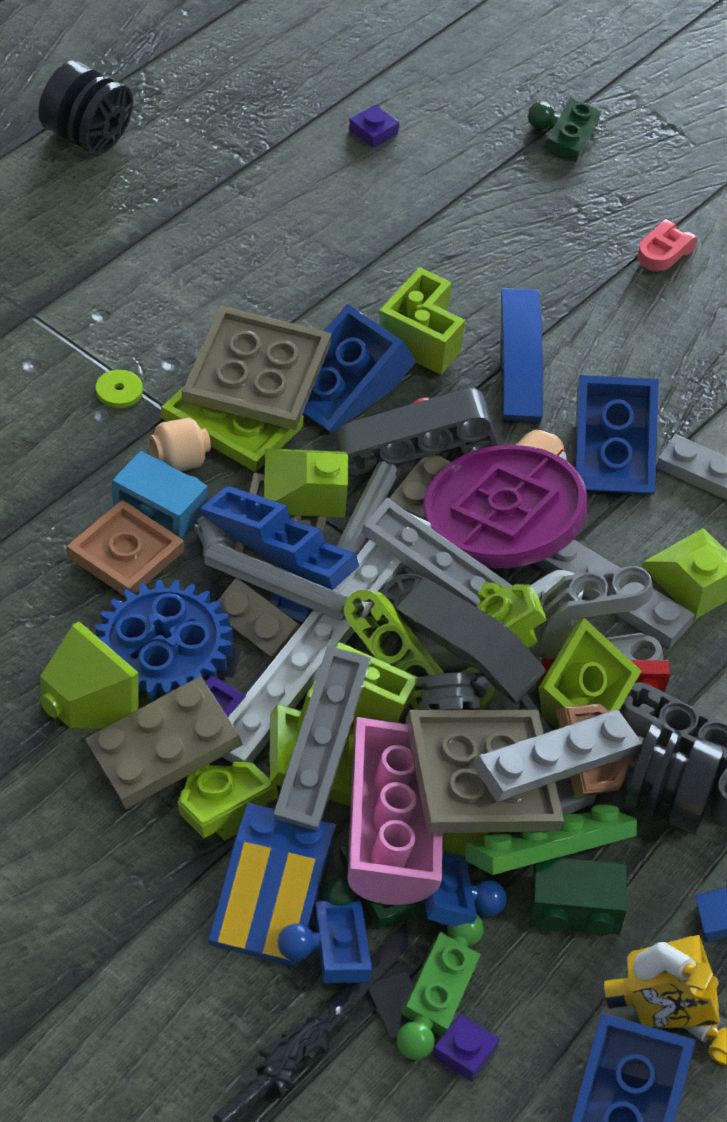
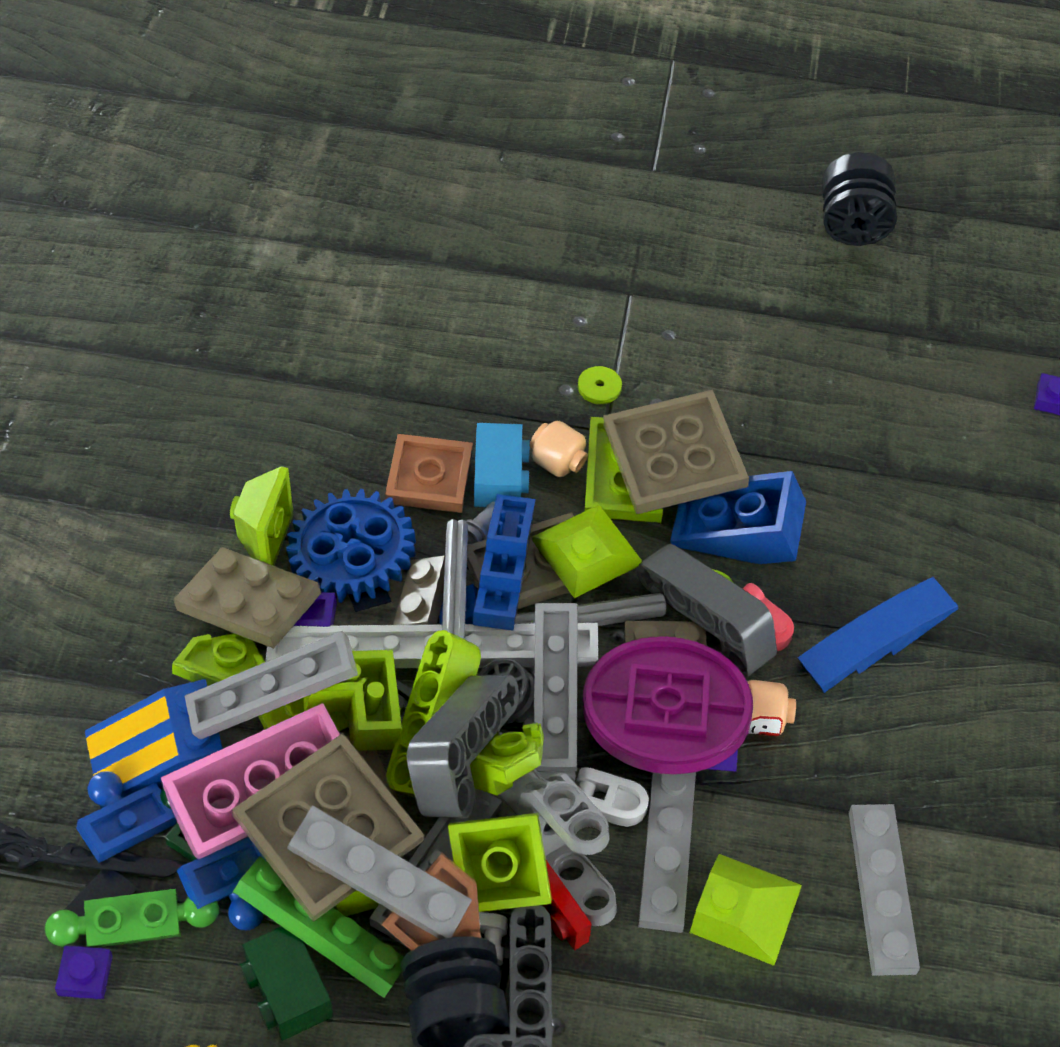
camera: 60 degrees right, 5 degrees up
(422, 320) = (838, 534): lime brick -> none
(448, 692) = (389, 756): dark grey wheel -> none
(616, 433) = (843, 756): blue slope -> none

